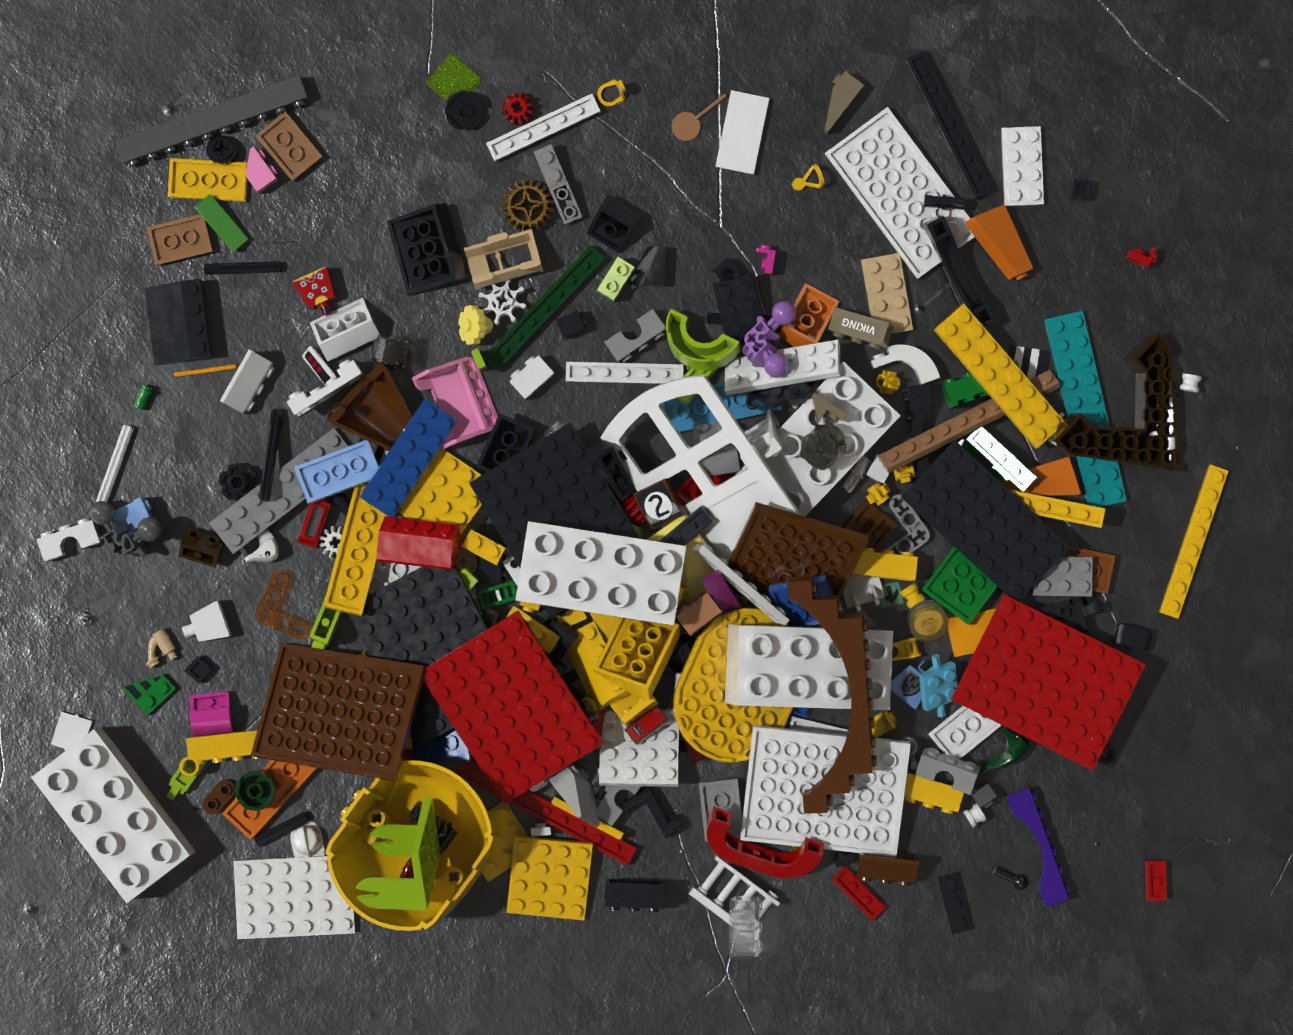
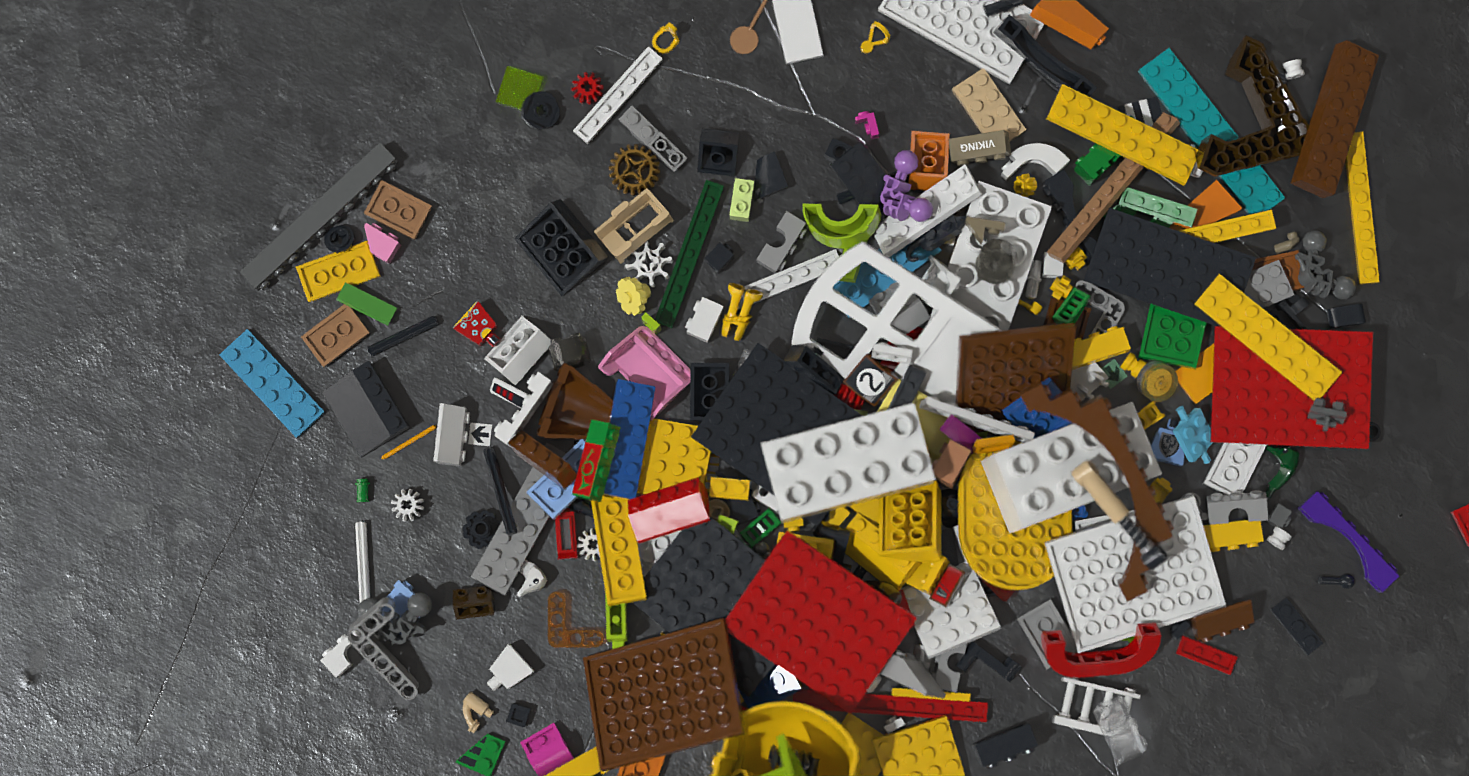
camera: 20 degrees left, 5 degrees down
(95, 555) = (380, 650): none -> light grey beam
(101, 259) = (272, 383): none -> dark azure plate
(182, 423) = (400, 505): none -> white gear
(275, 392) = (480, 434): none -> white sticker
(322, 444) = (543, 459): none -> reddish brown brick
(370, 467) = (596, 460): none -> green brick
(566, 392) = (741, 319): none -> yellow piece
(683, 485) = (897, 354): none -> white plate
(746, 614) = (993, 444): none -> light orange tile
(817, 685) = (1088, 477): none -> piece
(844, 501) = (1033, 308): none -> yellow hand
(875, 527) = (1061, 312): none -> green slope
(1045, 627) = (1267, 338): none -> yellow plate
(1065, 724) = (1326, 416): none -> dark grey hips
(1109, 546) = (1287, 245): none -> dark tan arm
(1116, 584) = (1312, 276): none -> dark grey piece
(1205, 448) = (1334, 119): none -> reddish brown brick

